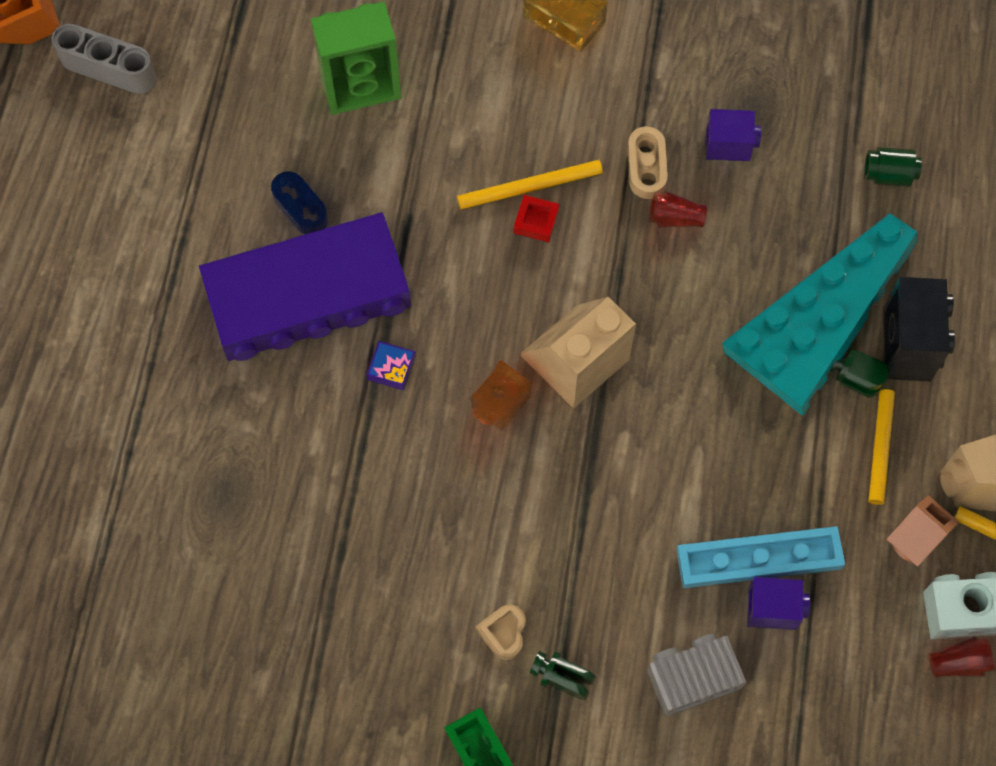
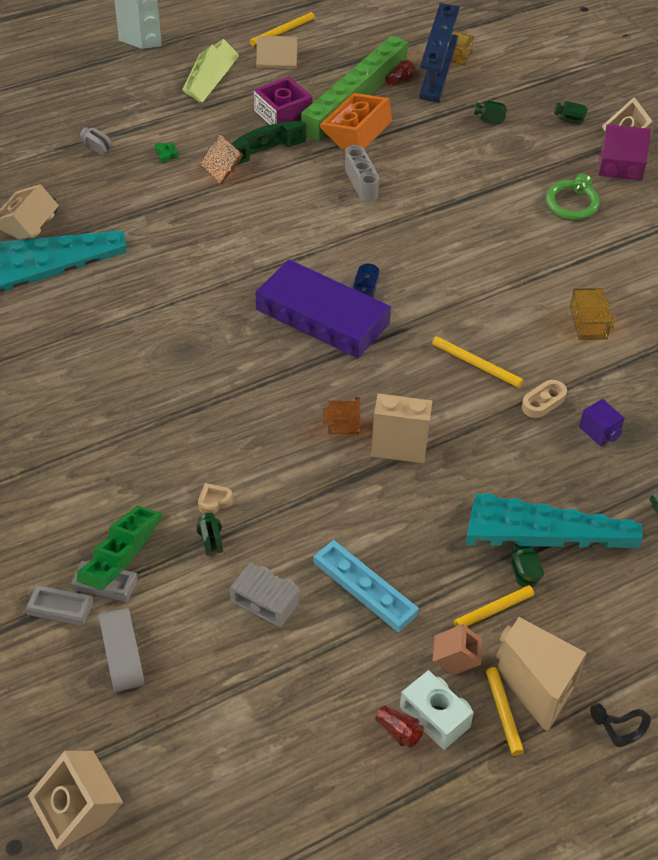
camera: 50 degrees right, 20 degrees down
(357, 57) = (458, 243): bright green brick -> none
(391, 365) = (316, 367): tile -> none
(536, 218) = (459, 373): red plate -> none
(676, 211) = (529, 426): clear red cone -> none
(777, 603) = (343, 607): dark purple brick -> none
(917, 328) = (577, 569): black brick -> none

